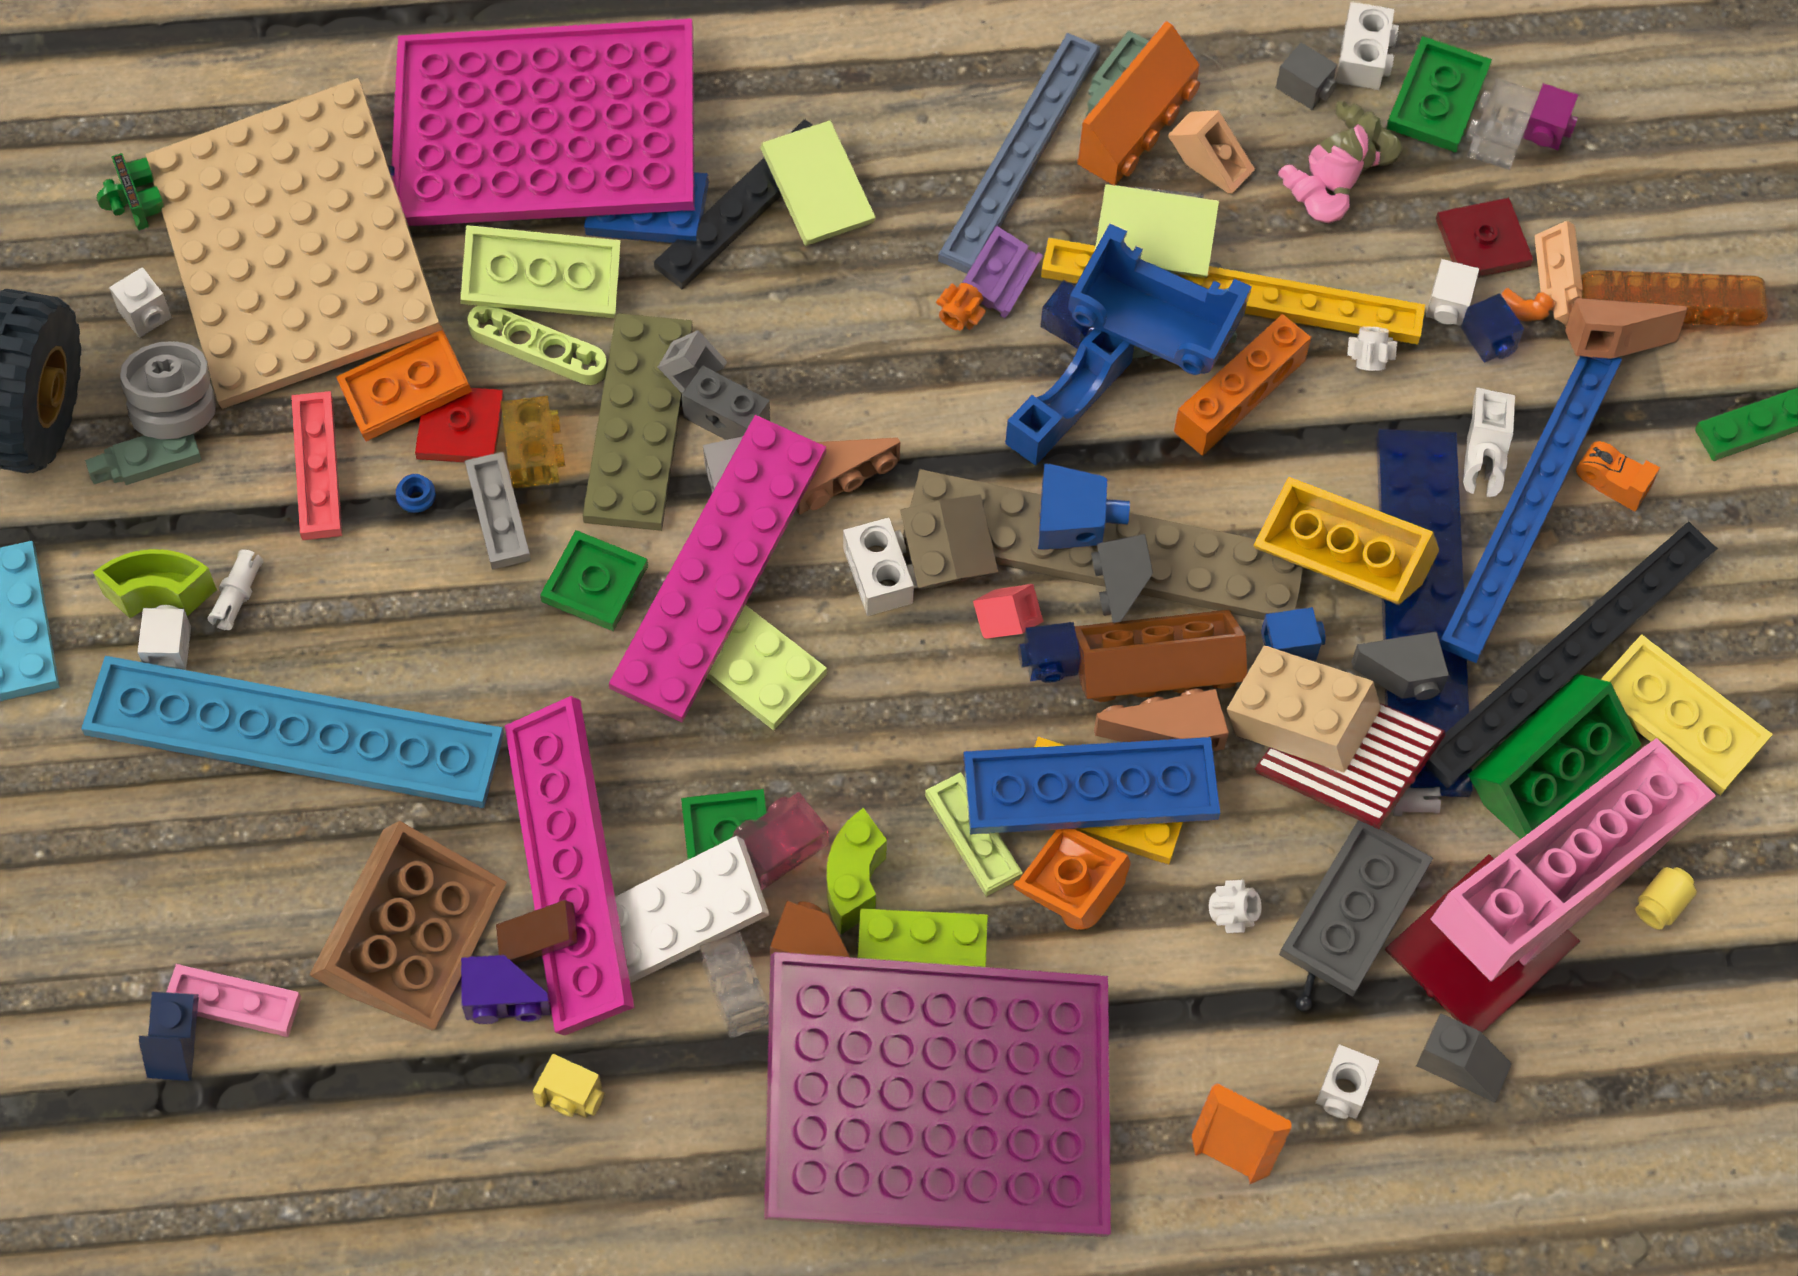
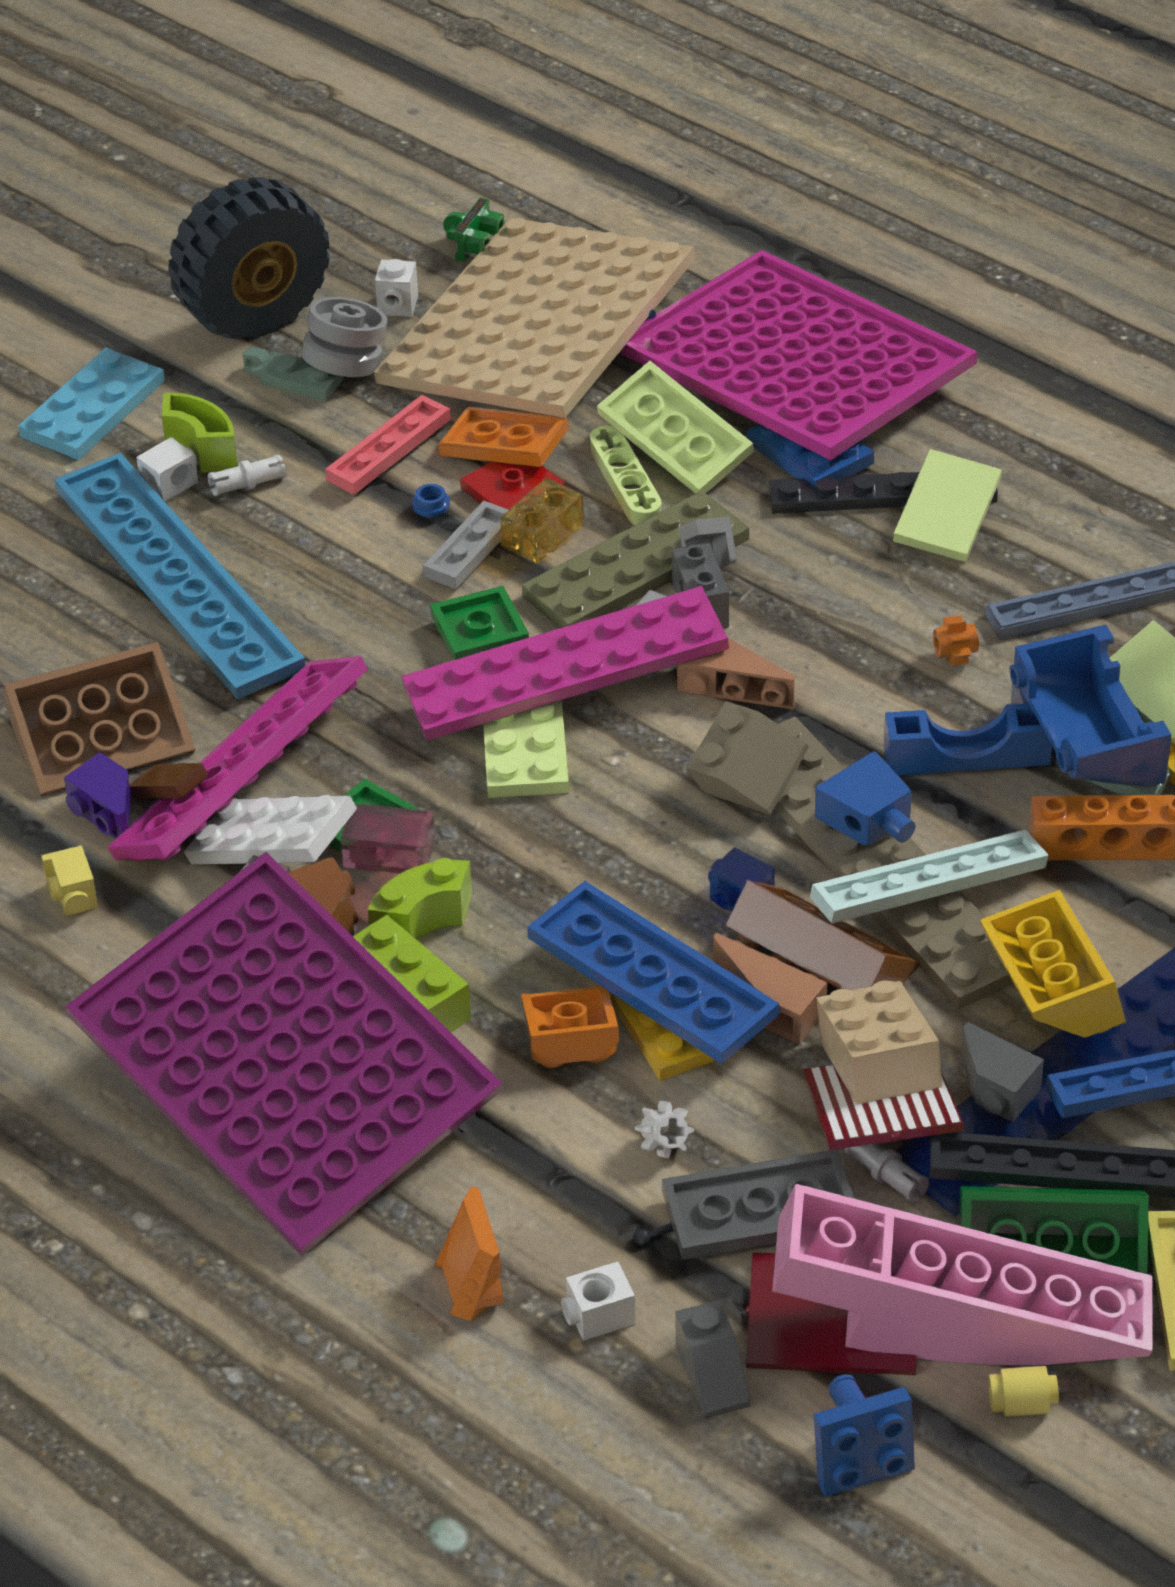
camera: 50 degrees right, 20 degrees down
(873, 567) = (674, 748): white brick -> none
(983, 853) = (532, 966): yellowish green tile -> none
(1002, 270) = (1002, 635): medium lavender plate -> none
(1008, 611) = (745, 834): coral panel -> none
(1125, 571) = (854, 851): dark grey slope -> none
(1184, 539) = (928, 876): none -> light aqua plate
(1294, 632) = (943, 1003): blue brick -> none
(1627, 1029) = (862, 1437): none -> blue plate

